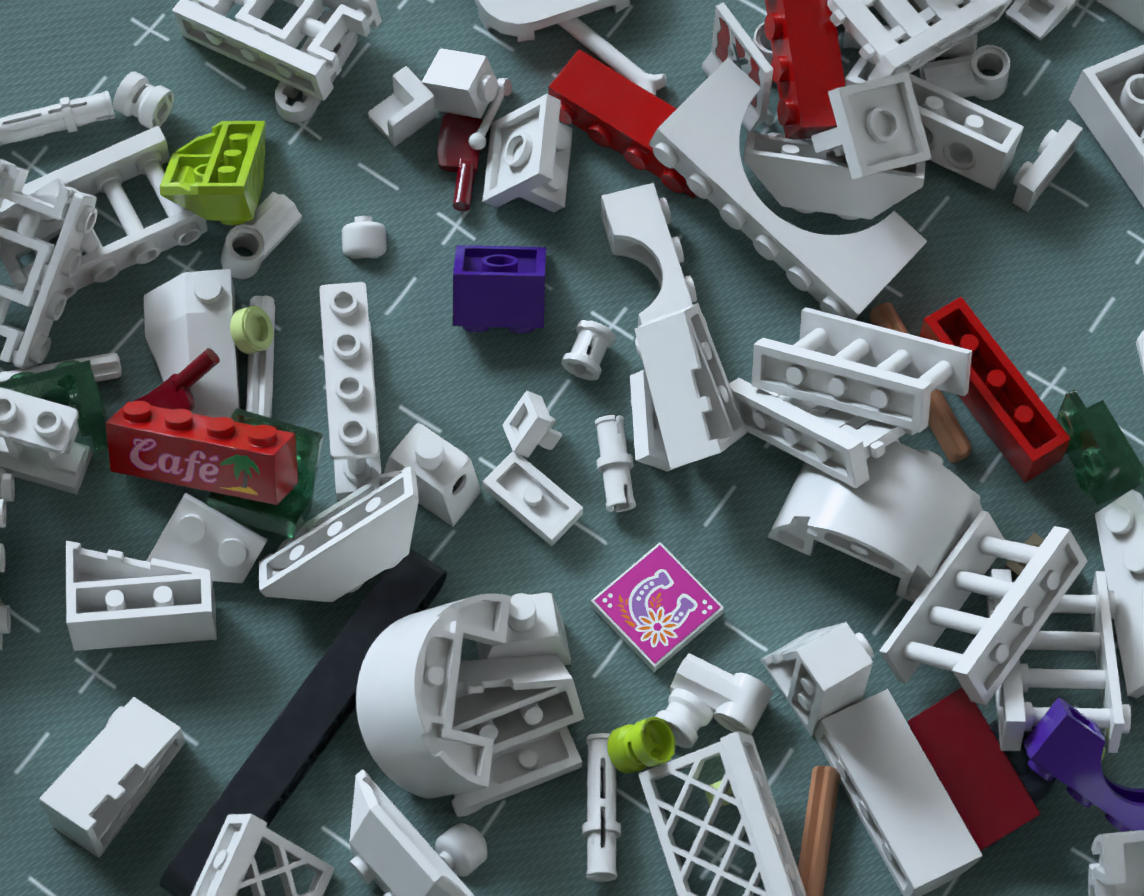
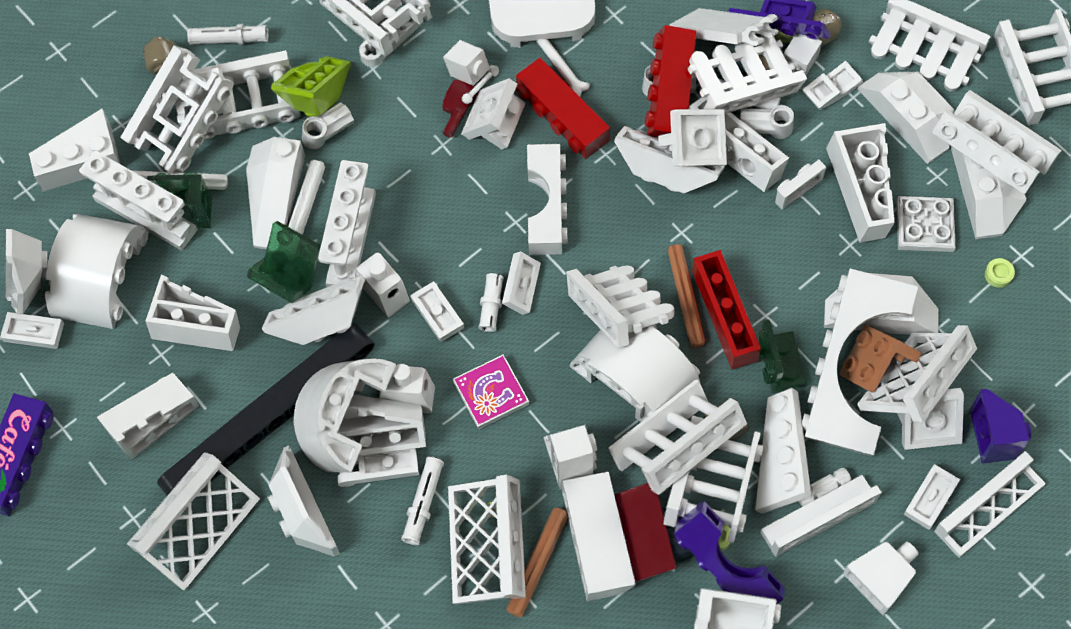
camera: 20 degrees right, 0 degrees up
(143, 100) = (282, 33): white wheel -> none
(175, 391) = (248, 209): dark red piece -> none
(202, 452) = (252, 241): red brick -> none
(208, 541) = (243, 294): white wing -> none
(251, 330) = (303, 178): yellowish green tile -> none
(364, 238) = (387, 141): white piece -> none
(405, 110) = (432, 72): white panel -> none
(462, 848) = (335, 506): white piece -> none
(499, 287) = (453, 185): dark purple slope -> none
(530, 426) = (448, 269): white tile -> none
(599, 339) = (498, 225): white bush -> none
(641, 745) = (454, 470): lime wheel -> none
(685, 716) = (484, 460): white wheel -> none
(688, 386) = (541, 267): white wedge -> none
(734, 43) = (628, 80): white flag -> none
(734, 699) = (517, 456): white piece -> none
(835, 269) = (655, 219): white arch -> none
(861, 369) = (640, 291): white fence -> none

